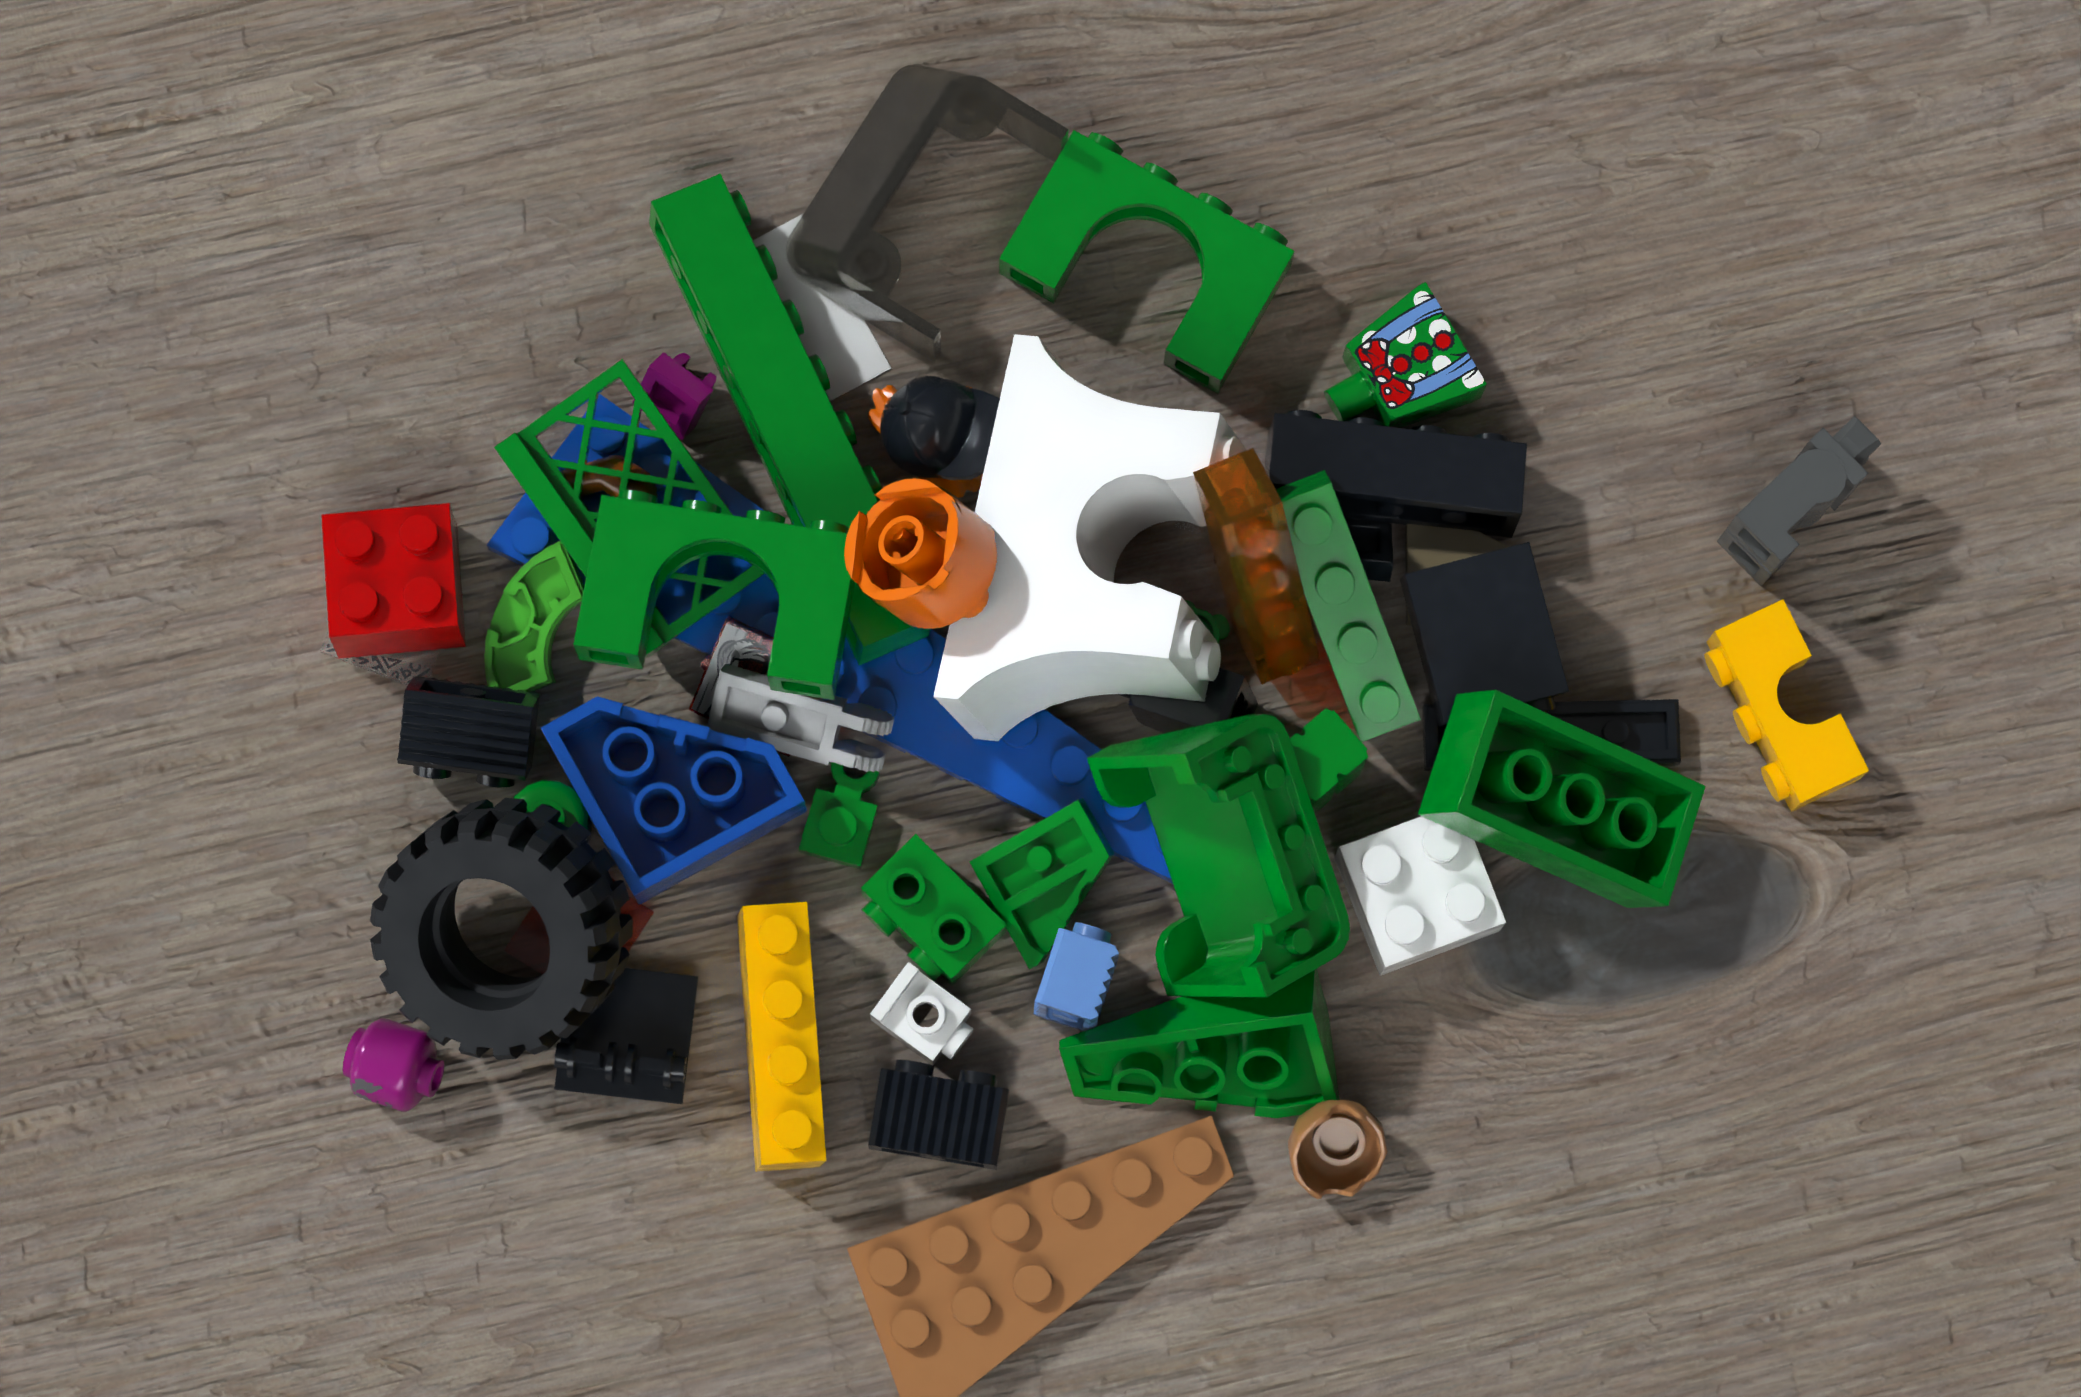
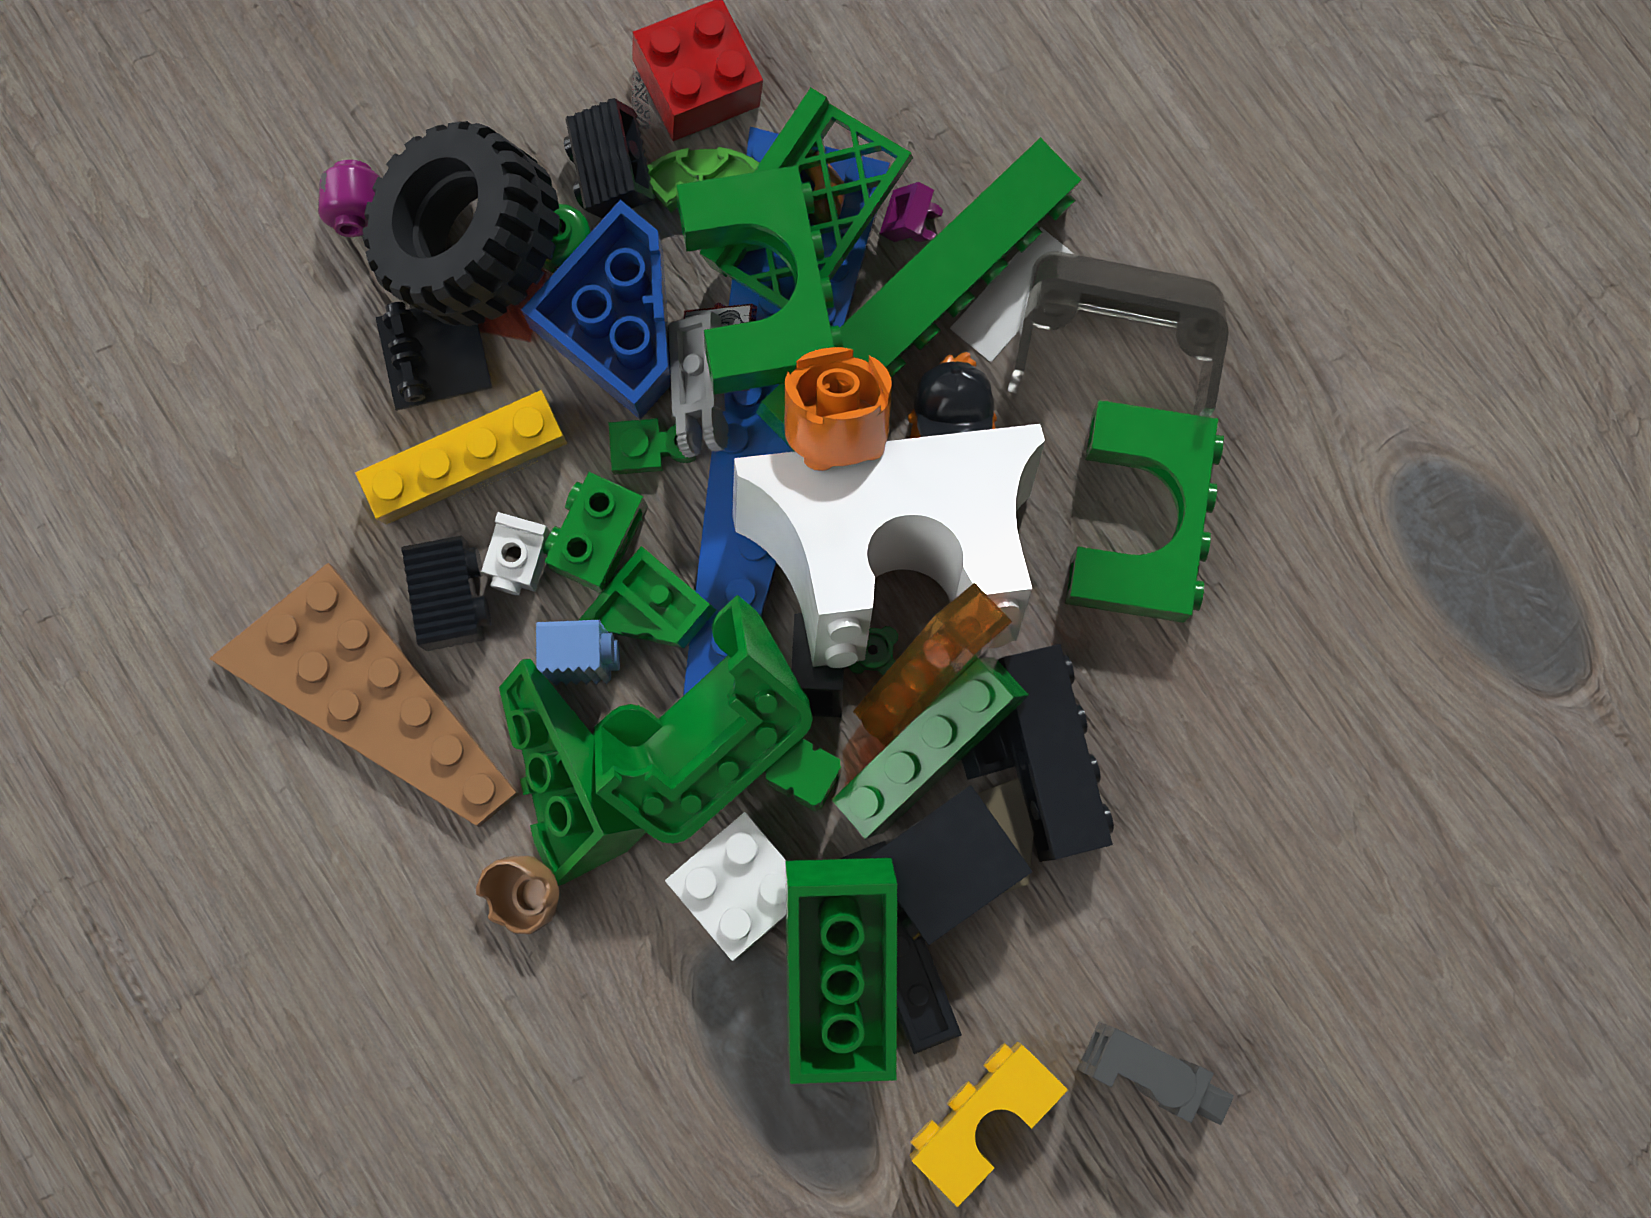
camera: 75 degrees right, 0 degrees up
(1406, 366) = (1138, 733): torso -> none

